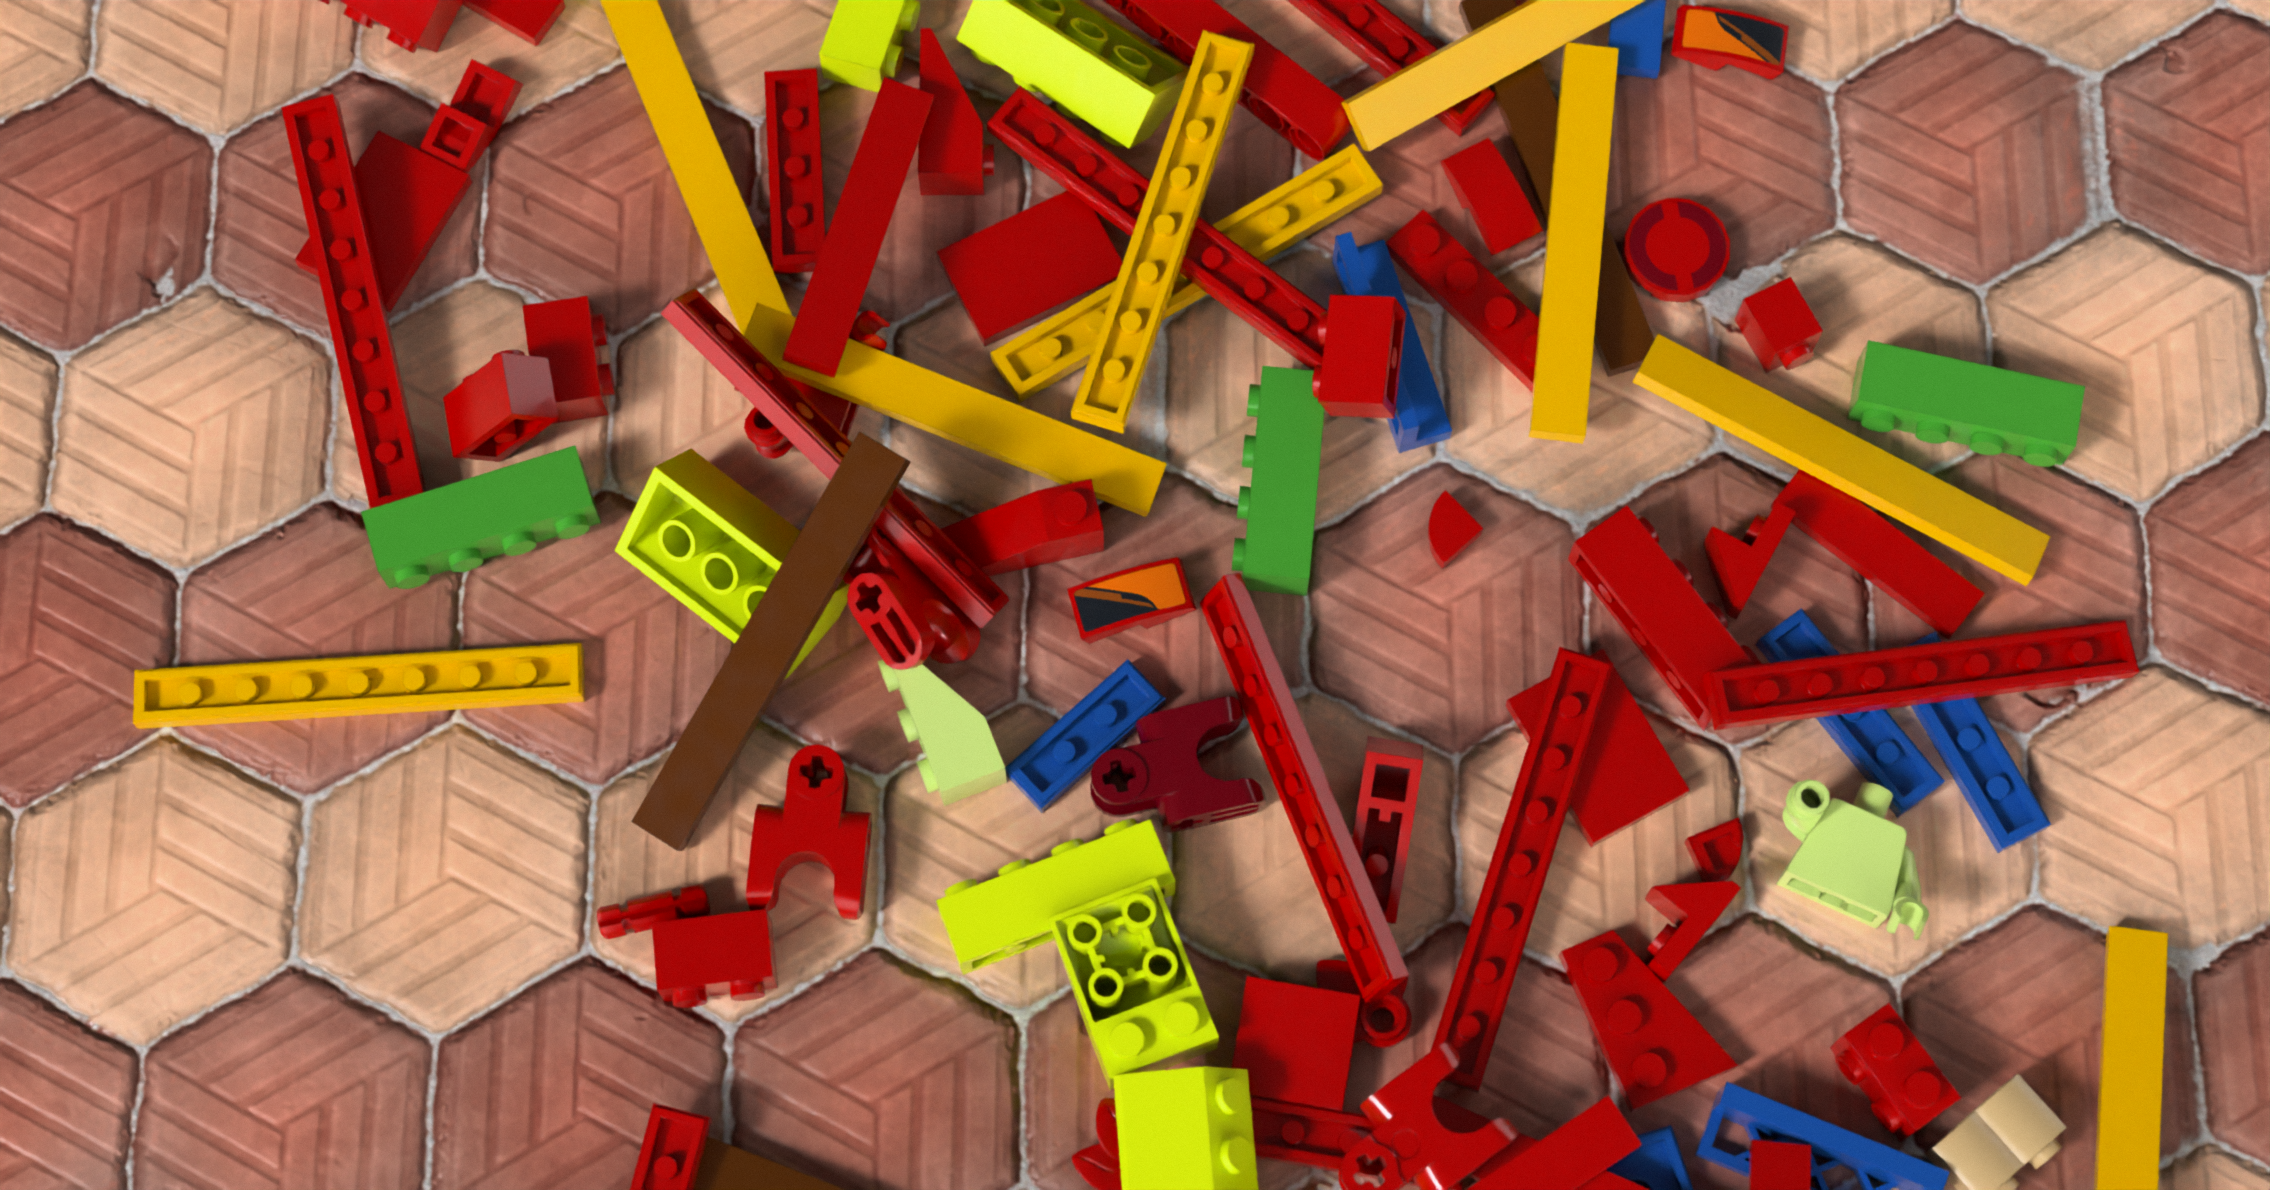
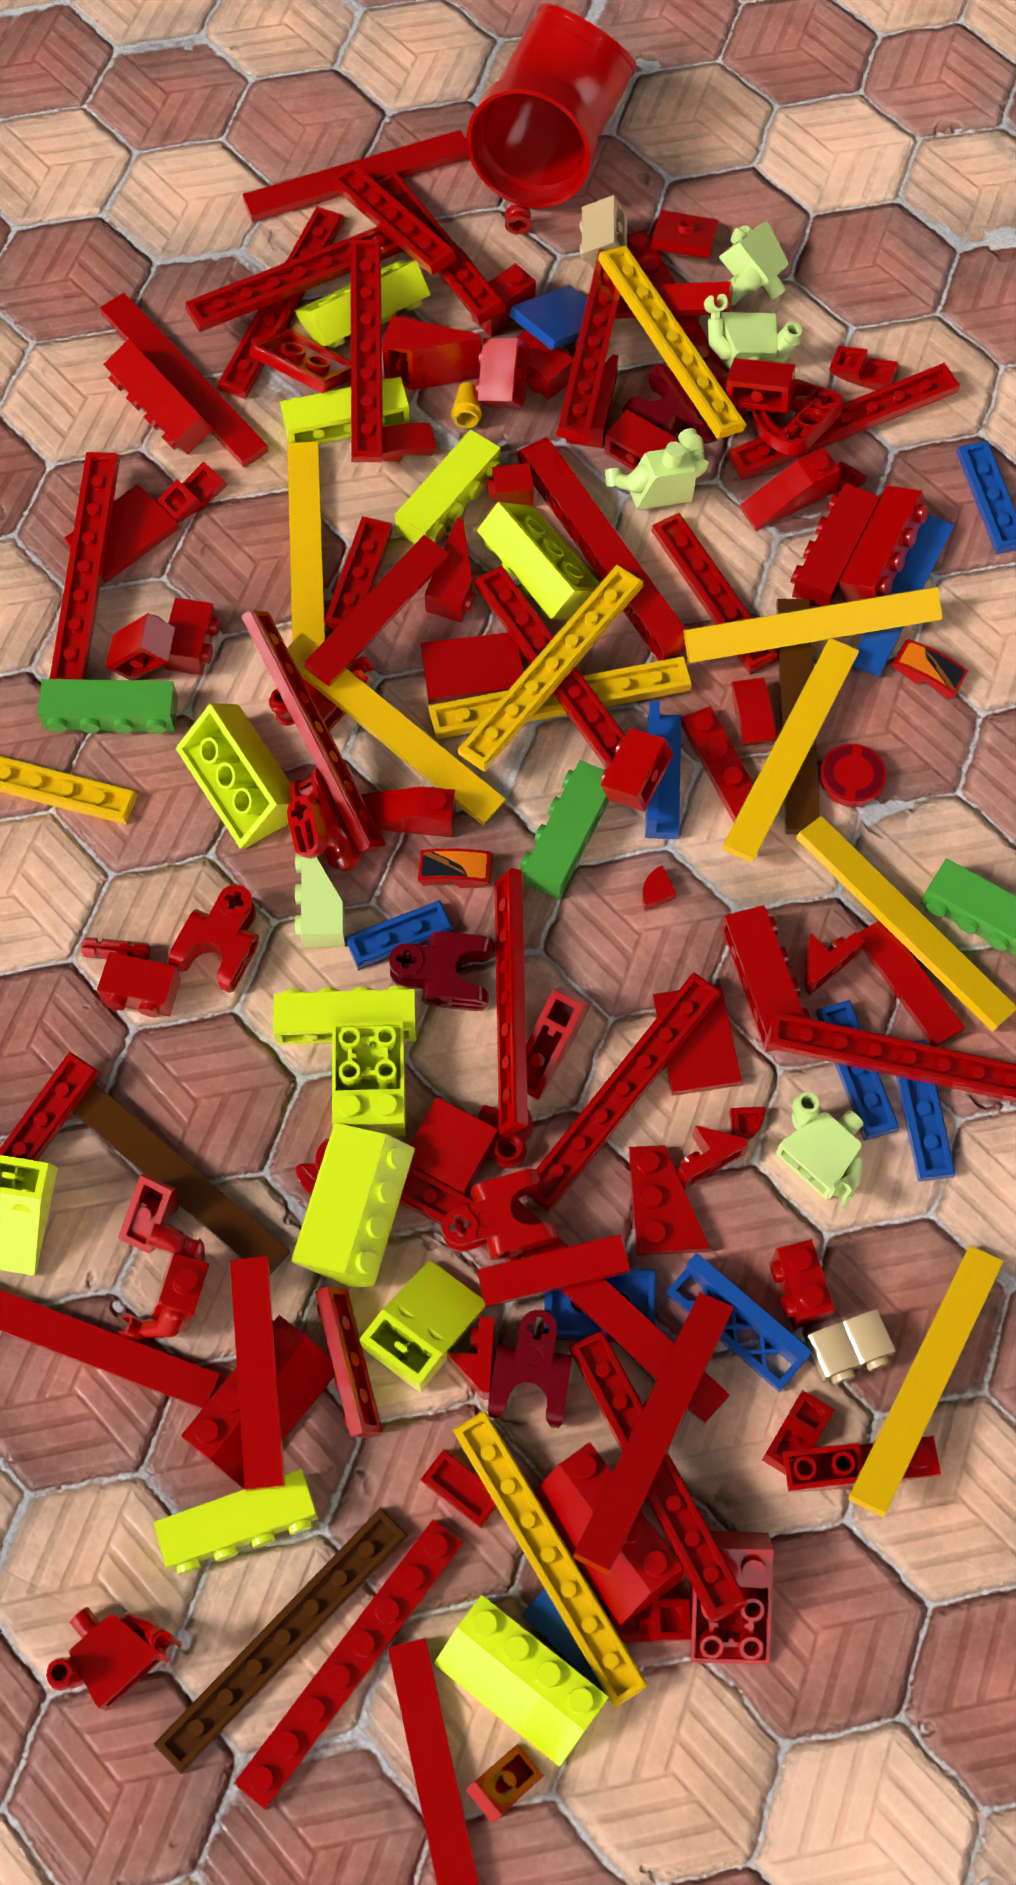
camera: 20 degrees right, 5 degrees down
(770, 641) = (236, 819): reddish brown tile -> none
(1779, 326) = (897, 835): red brick -> none

